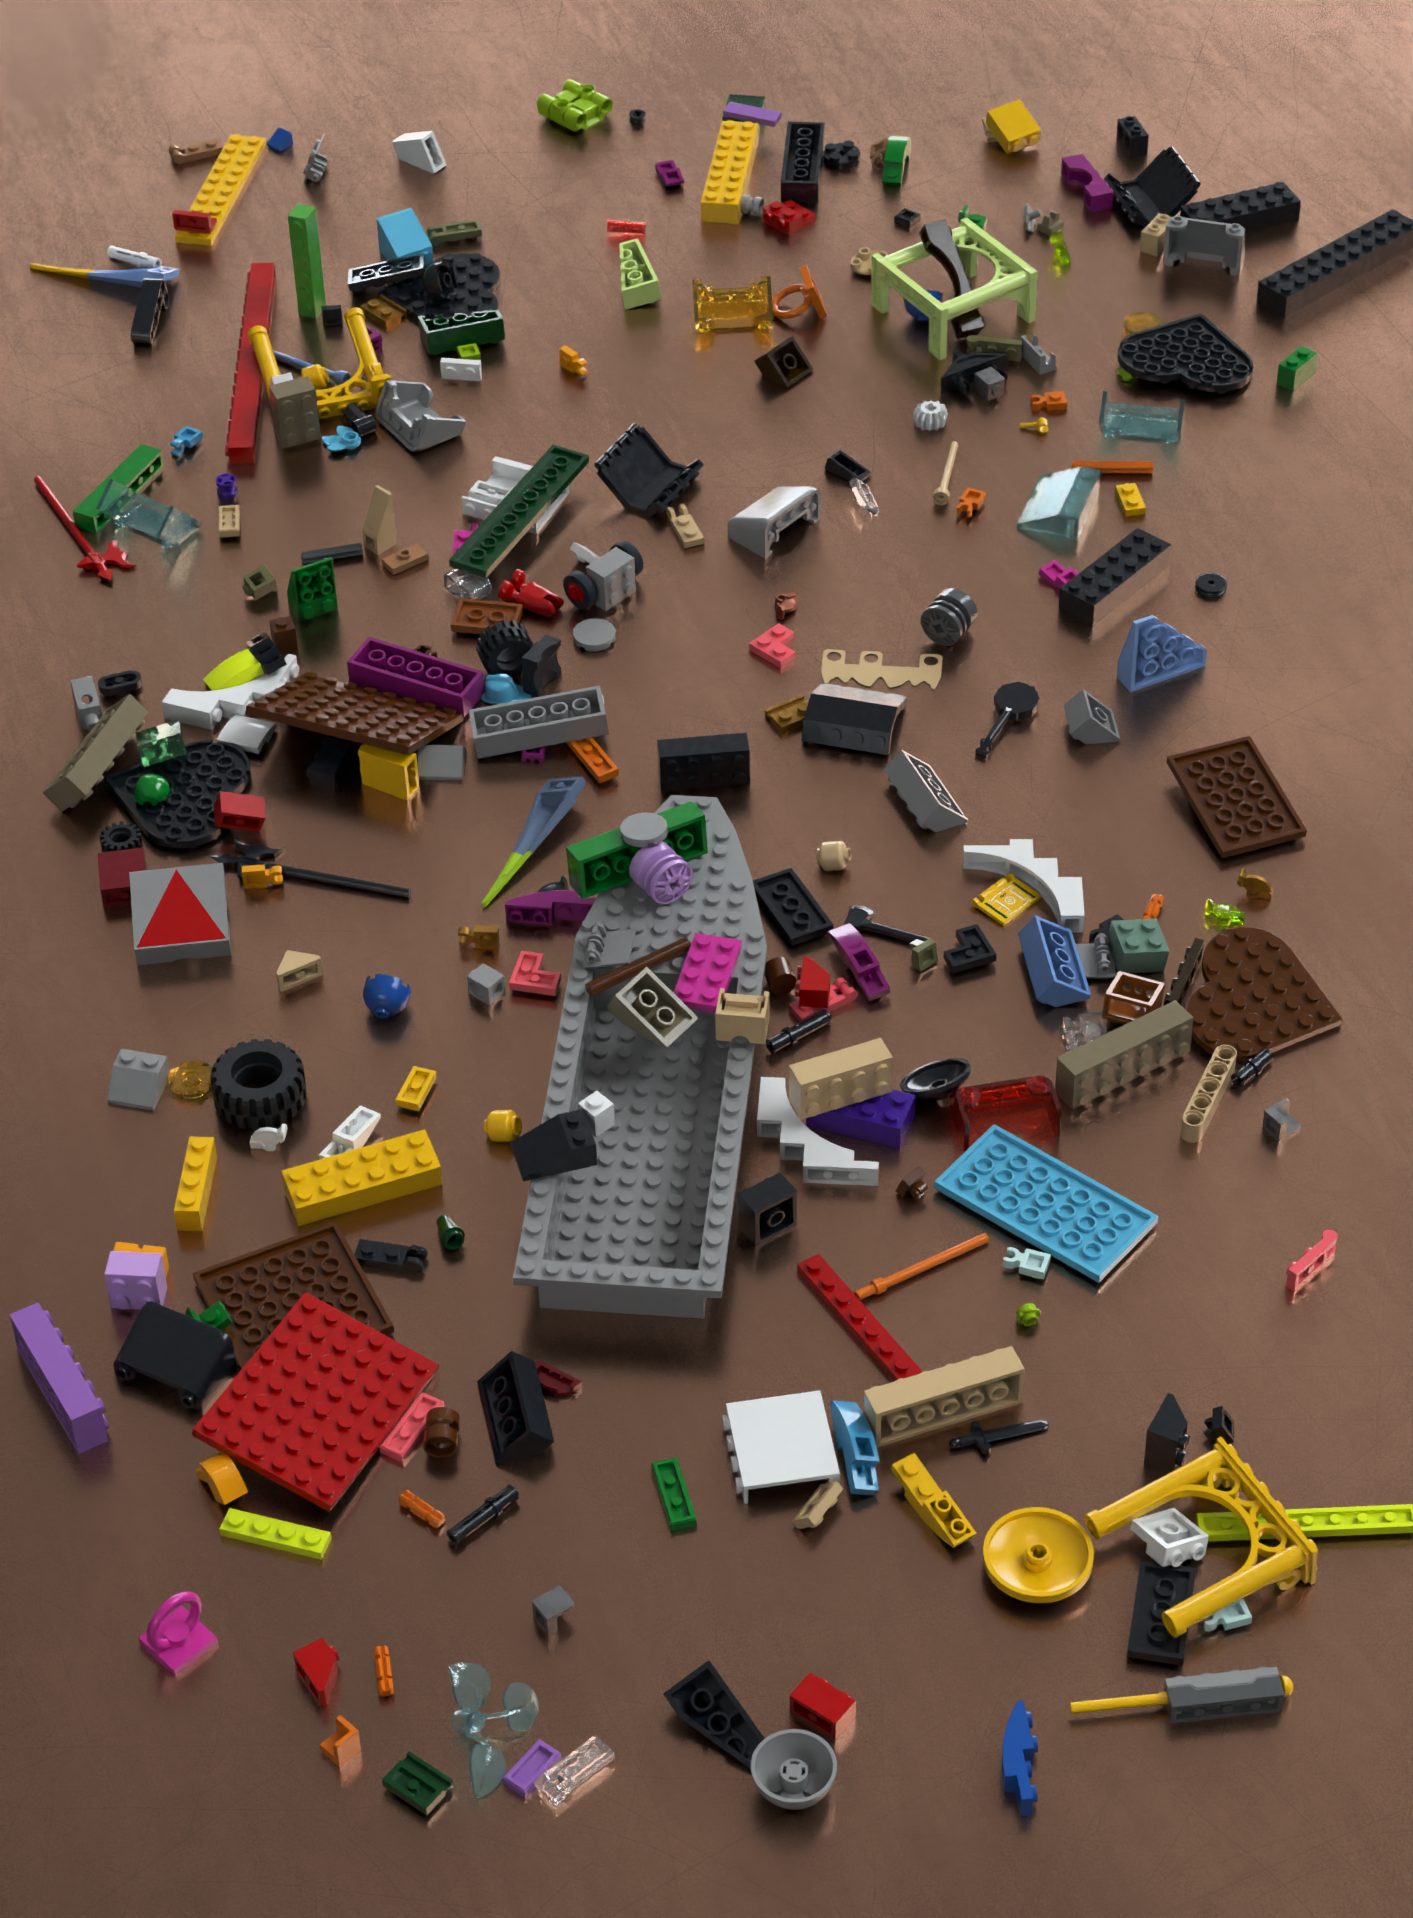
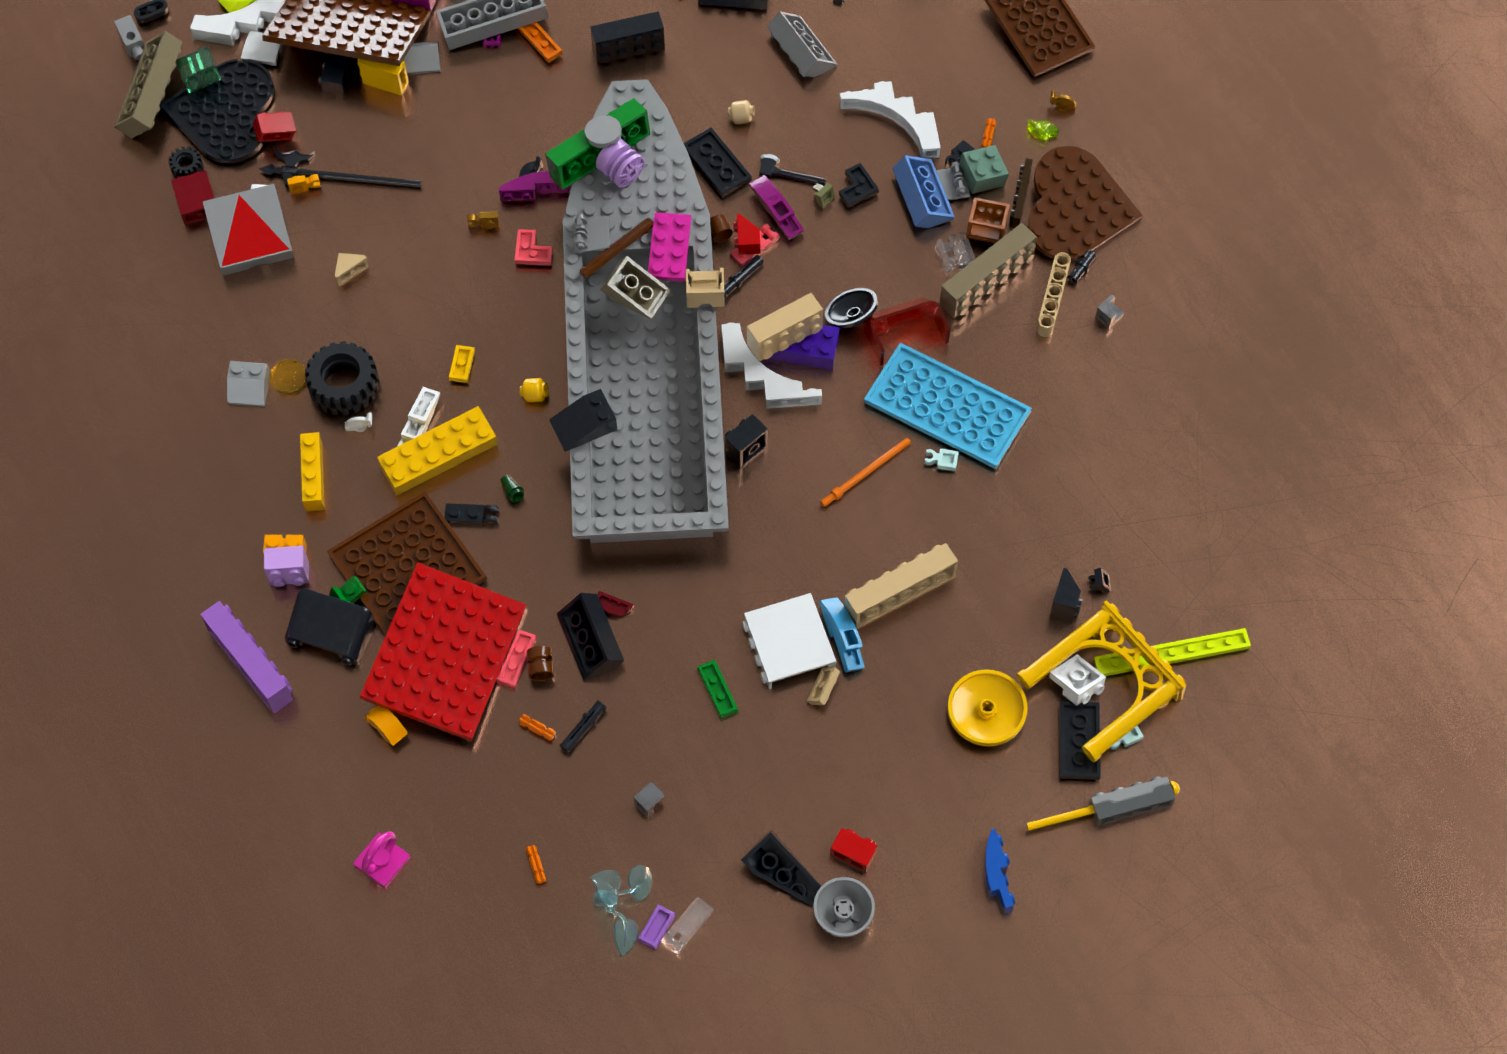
camera: 10 degrees left, 20 degrees up
(151, 789) = (200, 114): green hair -> none
(275, 1533) = (434, 762): neon yellow plate -> none
(318, 1668) = (489, 871): red slope -> none
(343, 1743) = (517, 928): orange panel -> none
(386, 995) = (423, 285): blue cylinder -> none
(417, 1783) = (578, 952): dark green plate -> none
(486, 984) = (496, 262): light grey brick -> none
(548, 809) = (515, 92): sand blue plate -> none
(598, 1112) = (611, 387): white brick -> none
(857, 1318) = (830, 527): red plate -> none
(913, 1184) = (848, 402): reddish brown tile -> none
(931, 1503) = (905, 674): yellow slope -> none
(982, 1438) = (931, 612): black sword -> none
(1006, 900) = (877, 134): yellow piece -> none
(1028, 1314) = (949, 504): lime plate -> none
(1312, 1260) = (1147, 431): coral plate -> none

